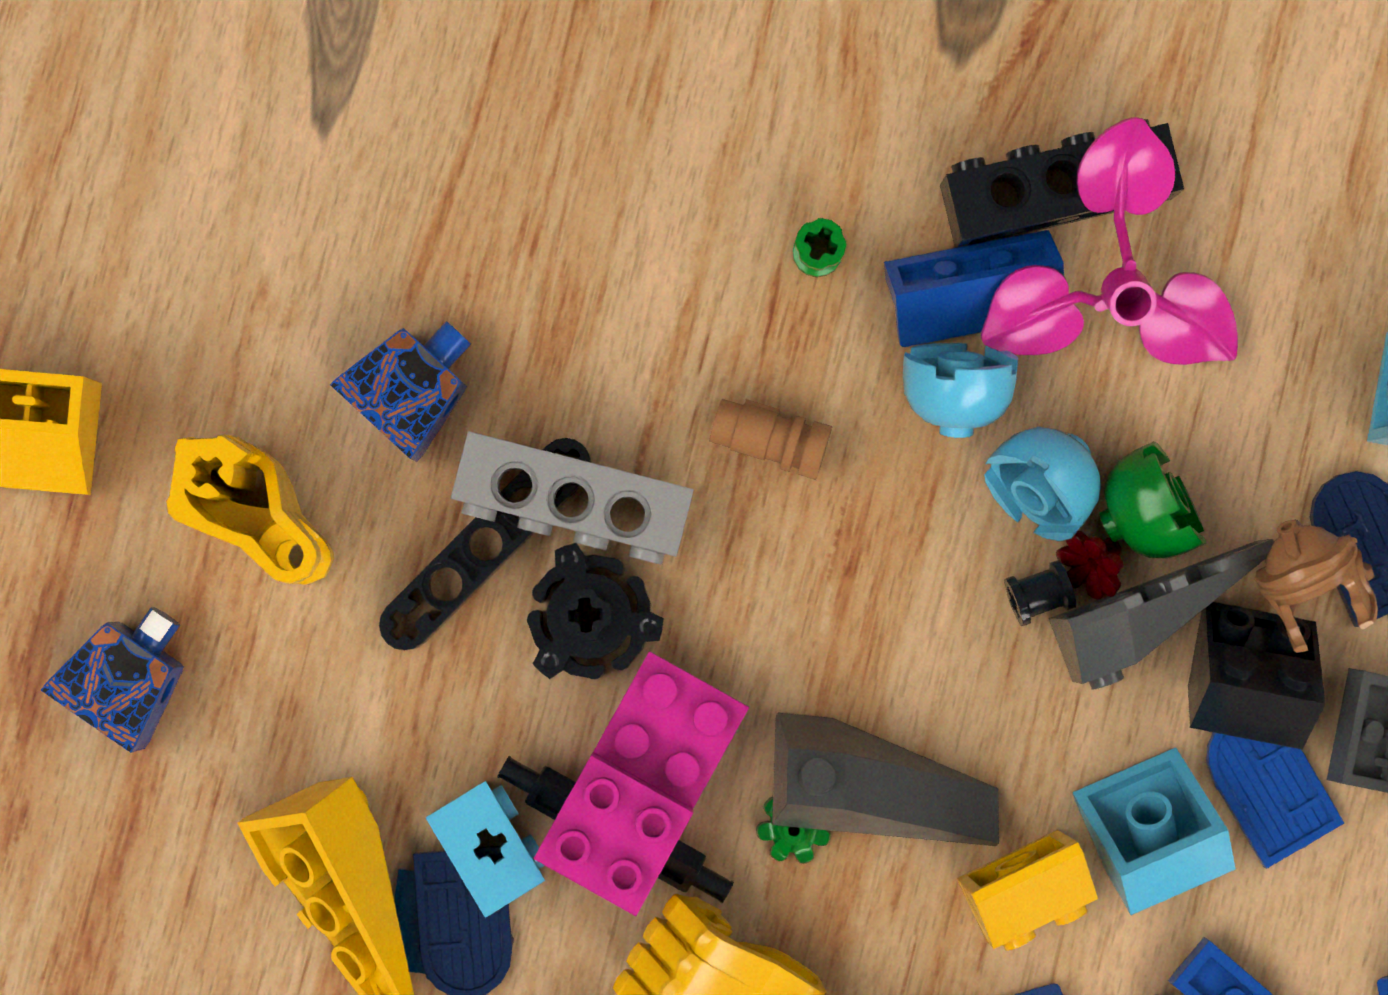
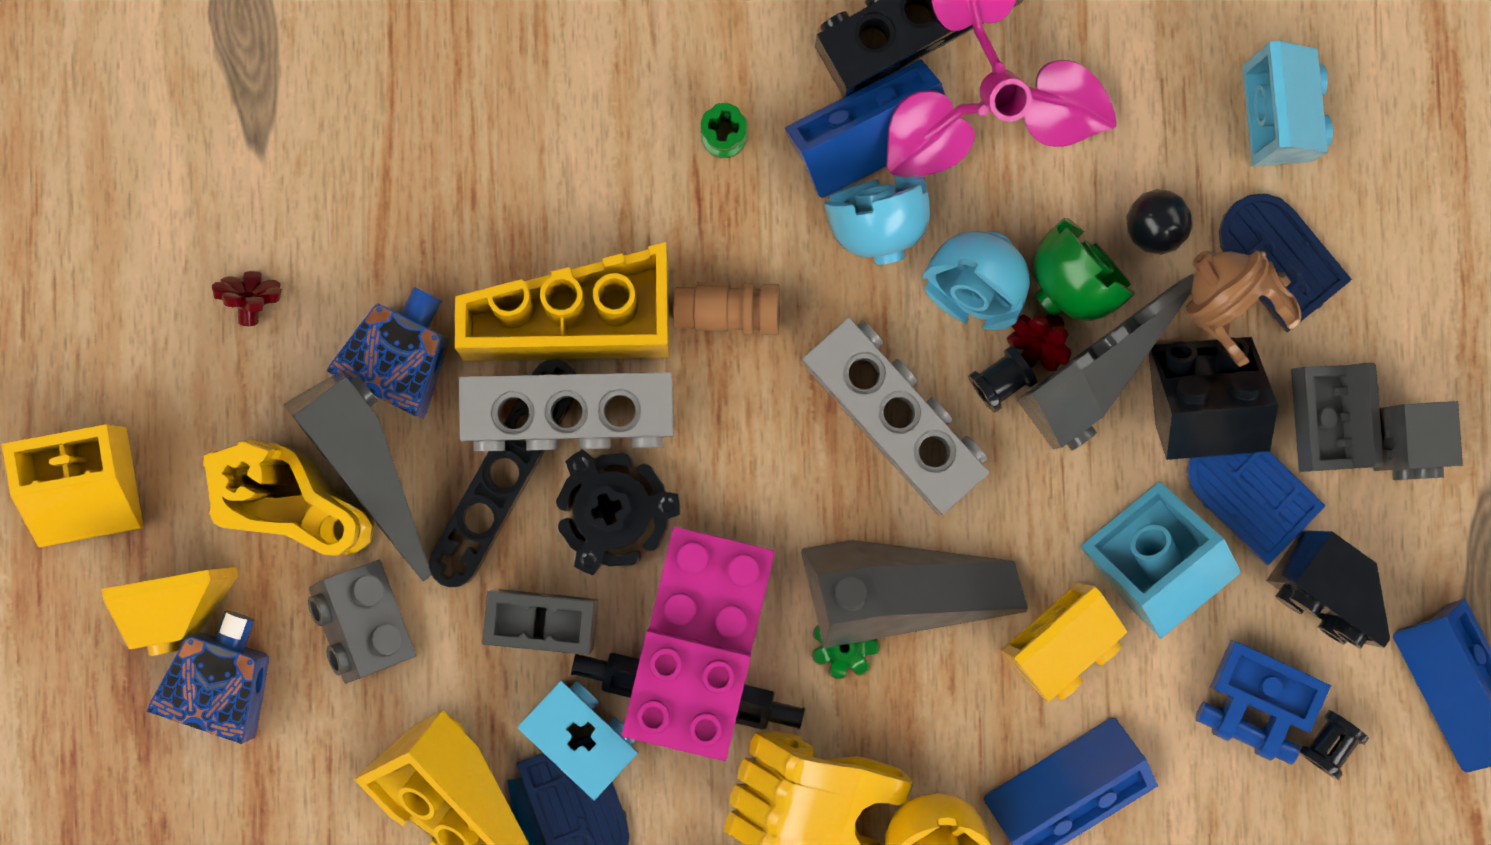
camera: 10 degrees left, 0 degrees up
(92, 588) = (167, 608): none -> yellow slope
(268, 280) = (247, 295): none -> dark red plant
(290, 659) = (360, 622): none -> dark grey bracket
(337, 465) = (352, 440): none -> dark grey wedge
(480, 712) = (540, 621): none -> dark grey brick
(605, 396) = (575, 313): none -> yellow wedge
(940, 687) = (938, 485): none -> light grey brick
(1252, 473) = (1159, 222): none -> black piece
(1332, 911) = (1334, 584): none -> black slope

